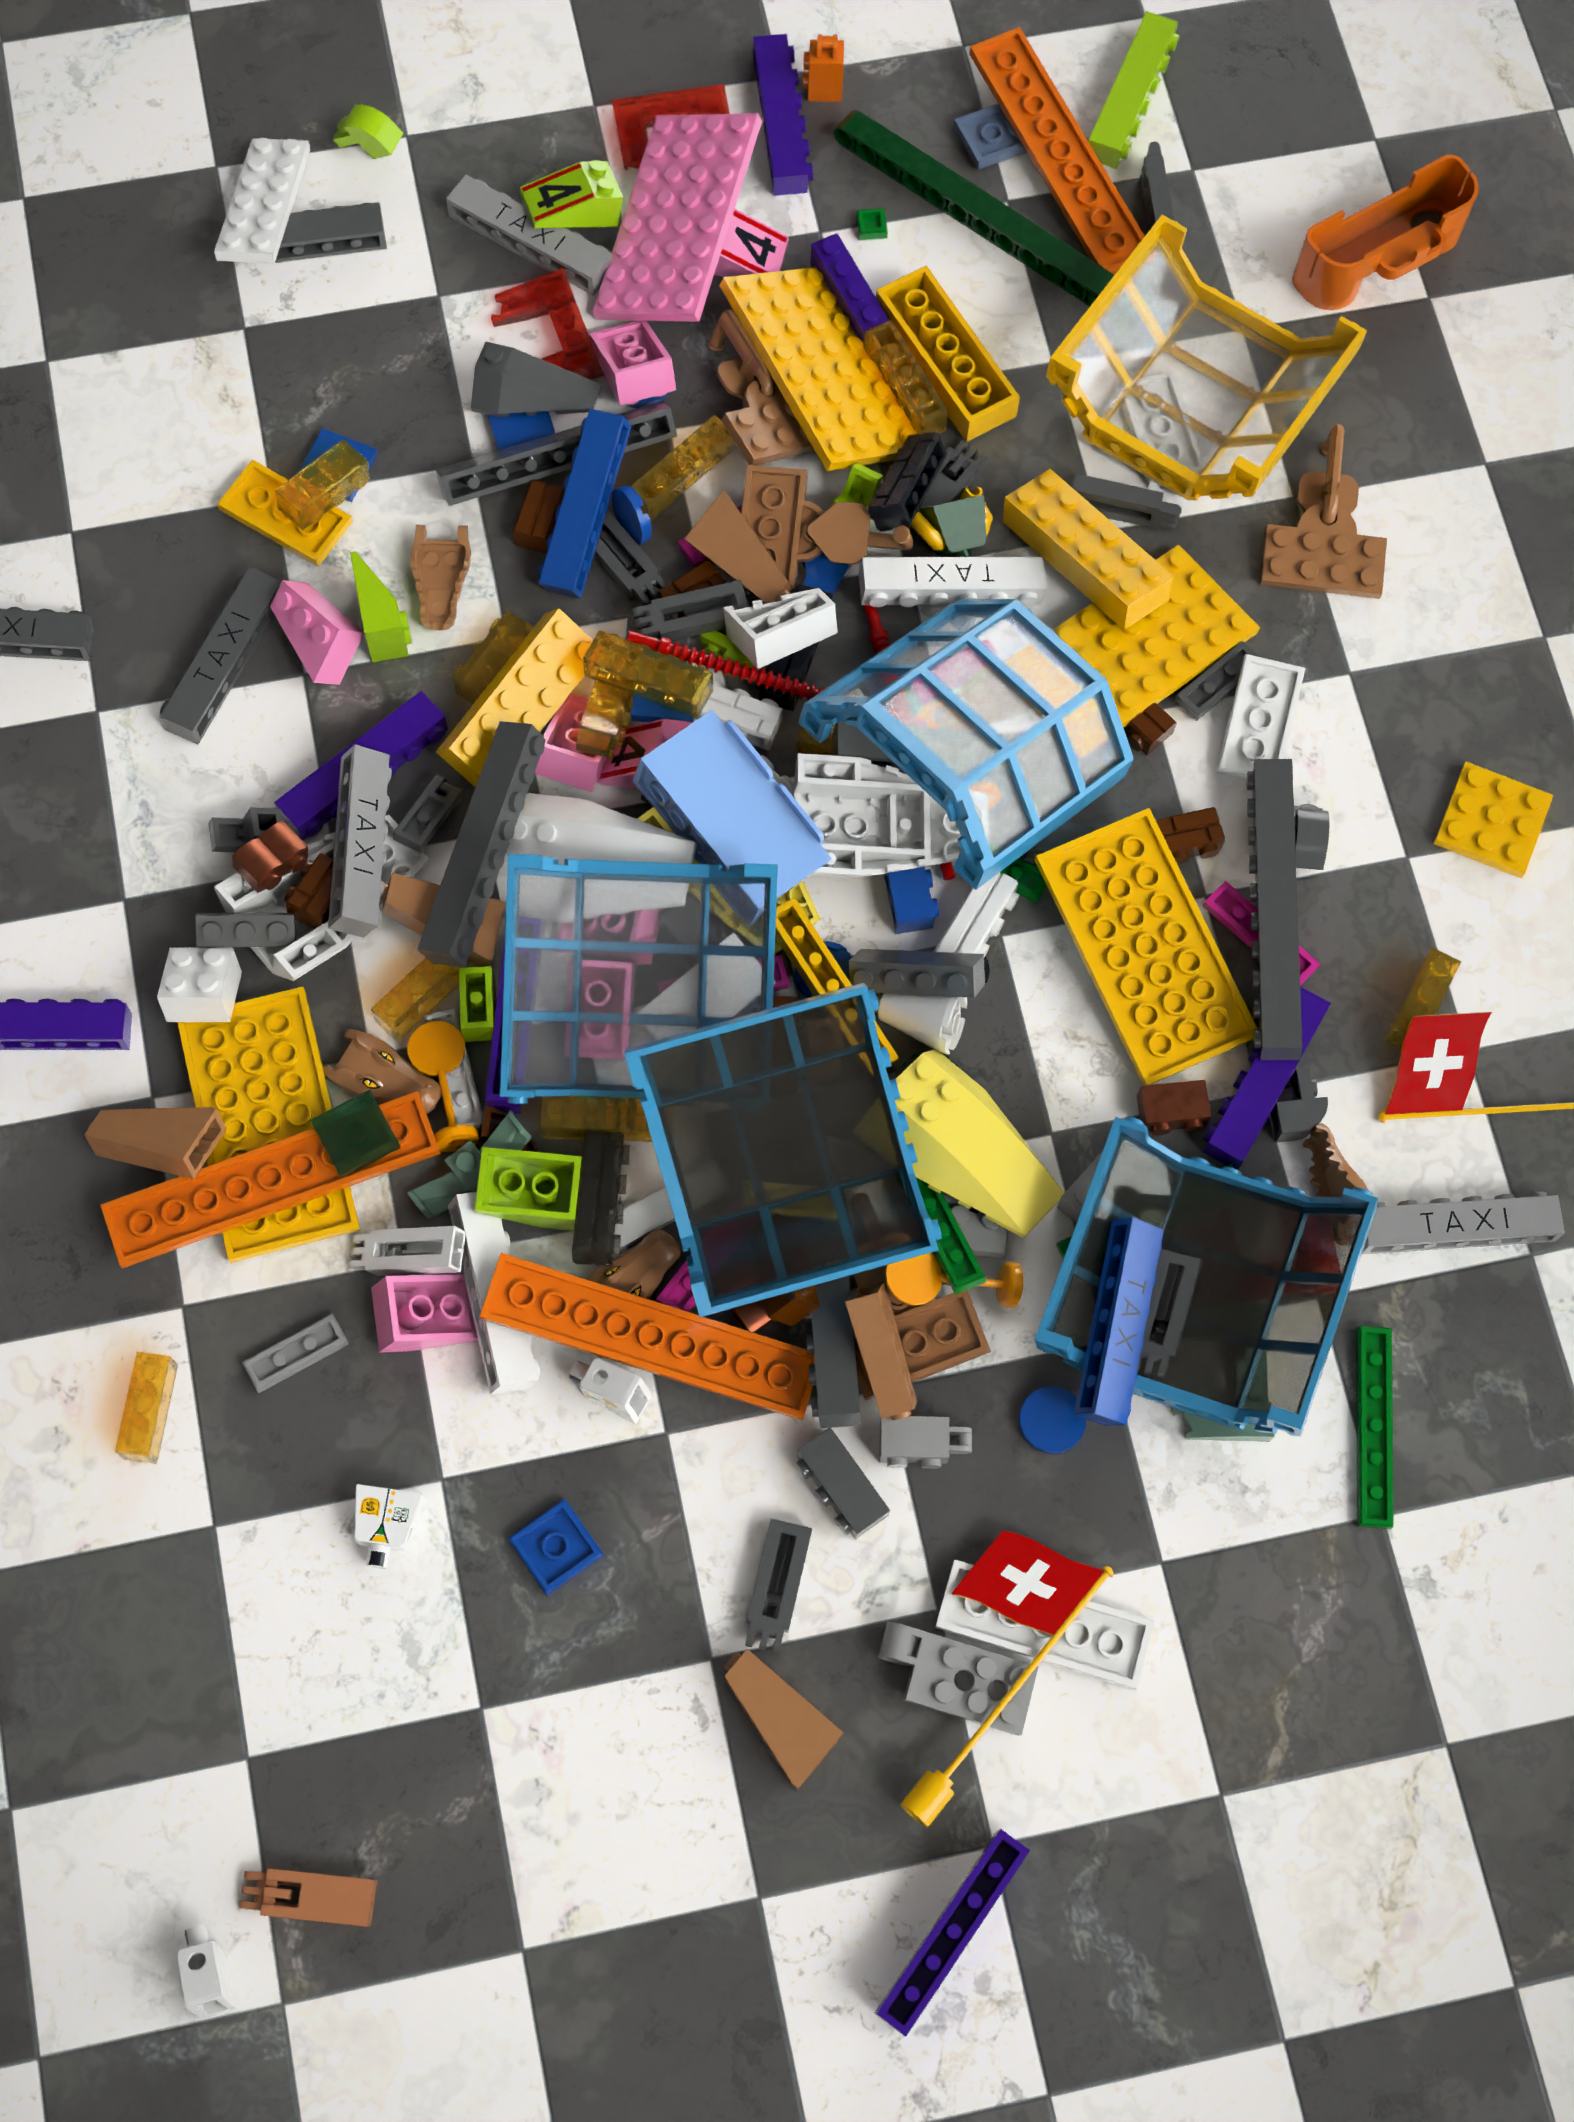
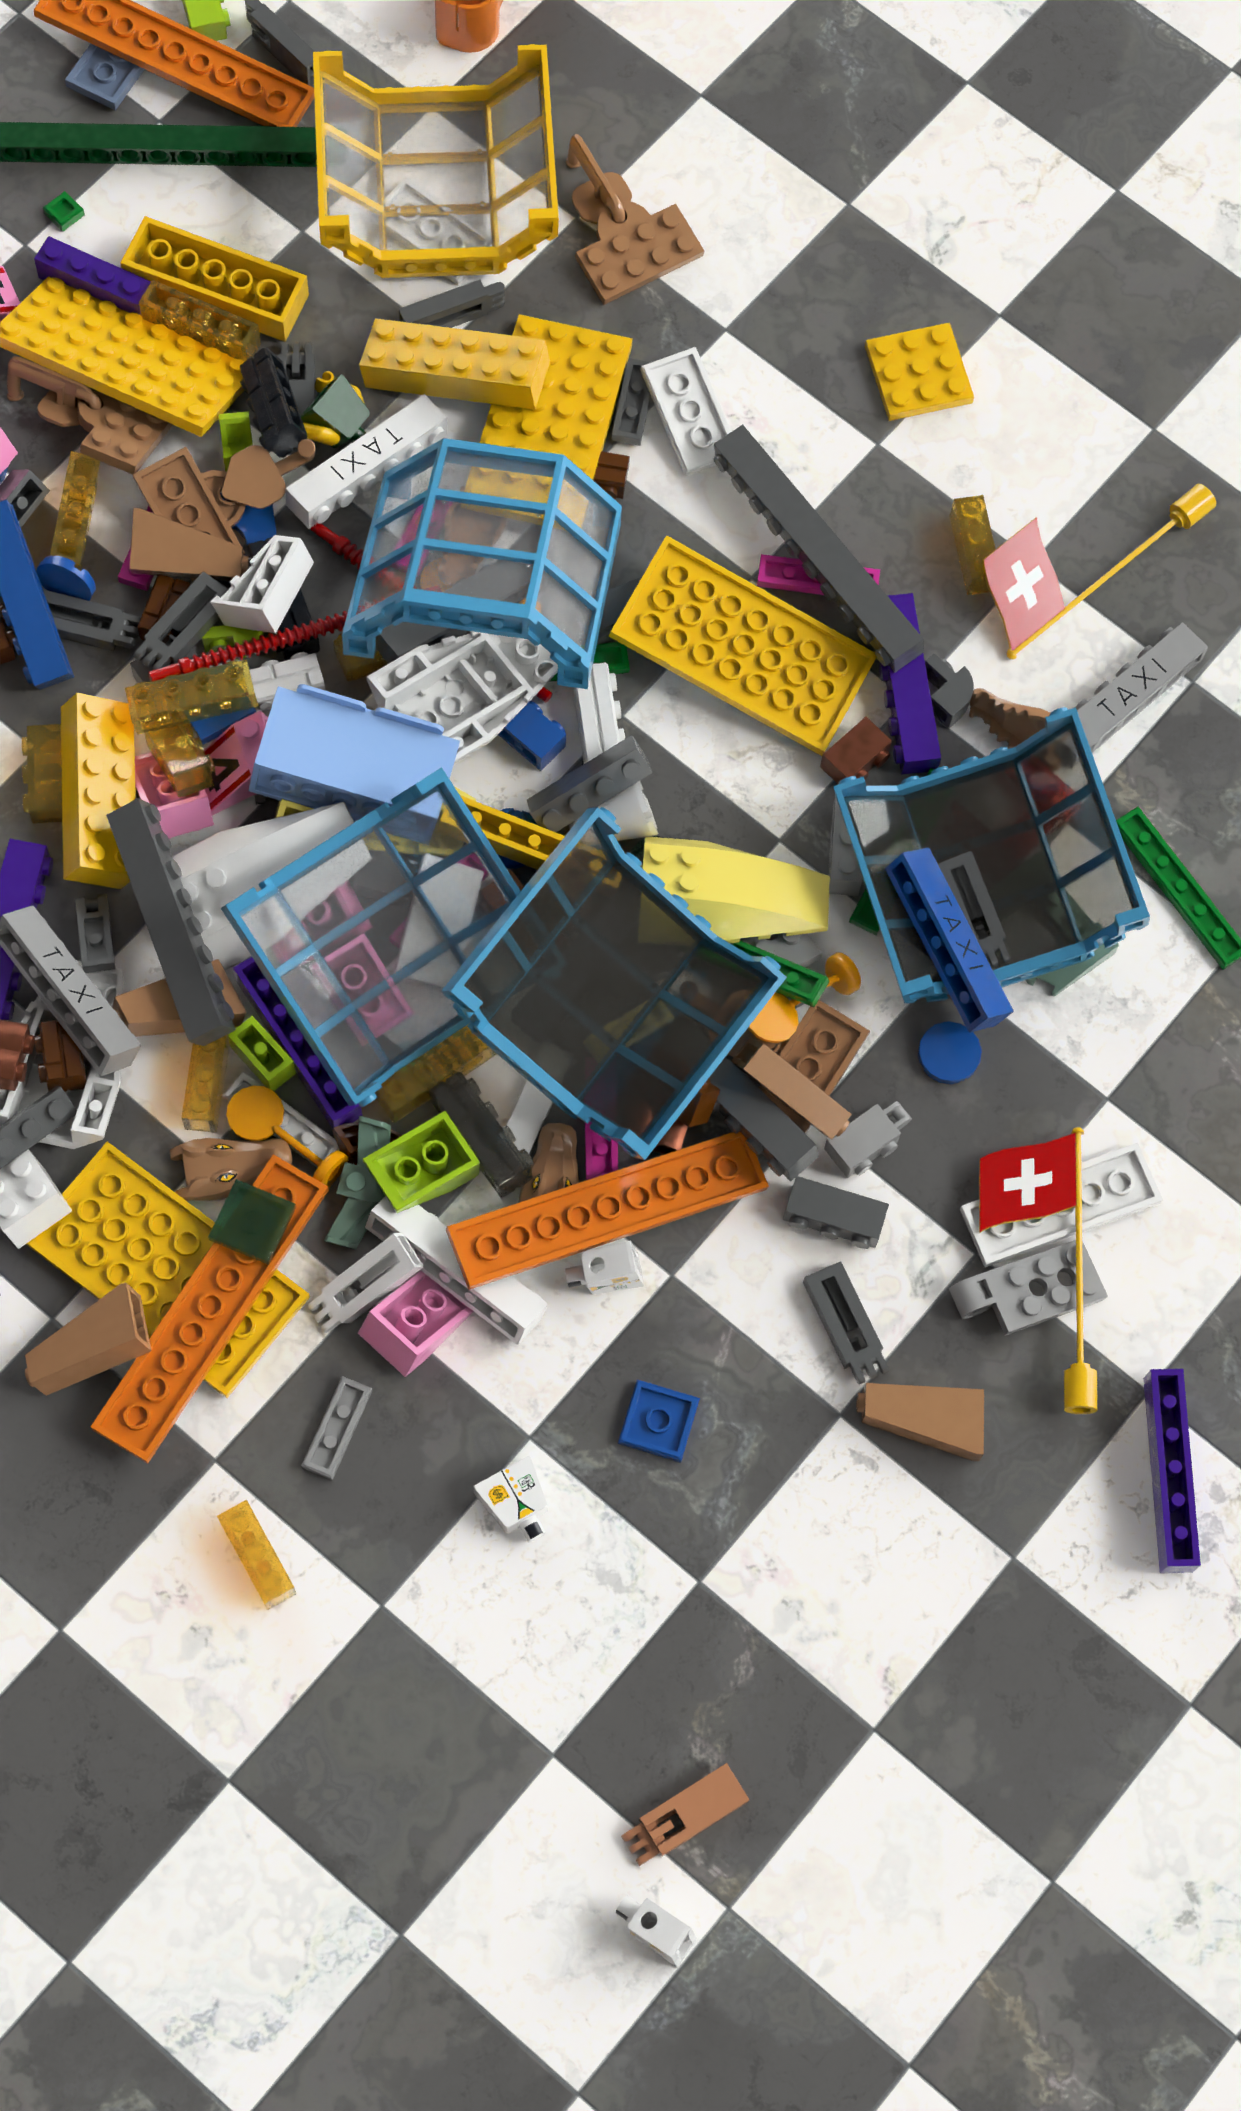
camera: 40 degrees left, 0 degrees up
(1193, 834) = (710, 533): reddish brown brick -> none
(1311, 836) = (801, 472): dark grey brick -> none

